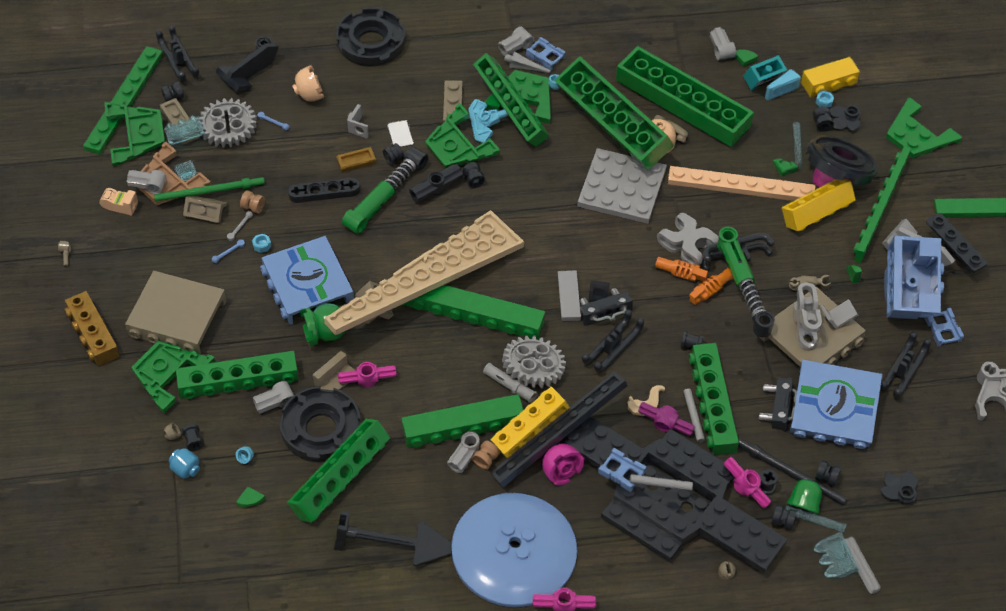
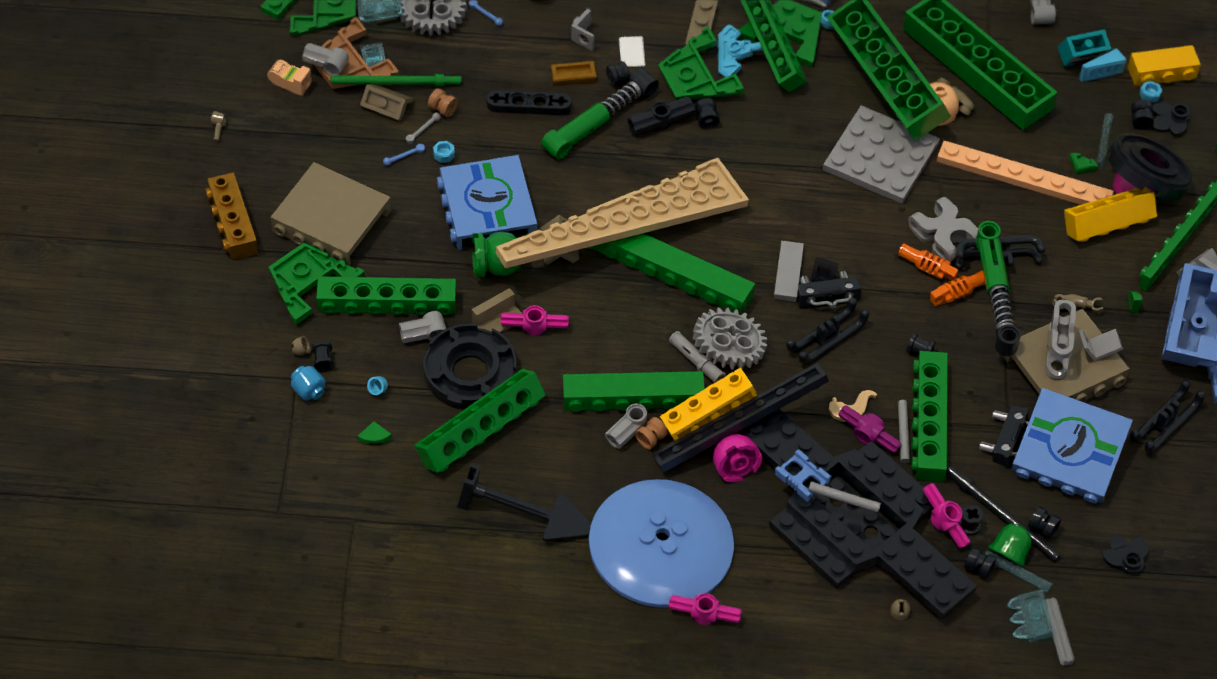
camera: 10 degrees right, 0 degrees up
(746, 57) = (1067, 25): green tile -> none

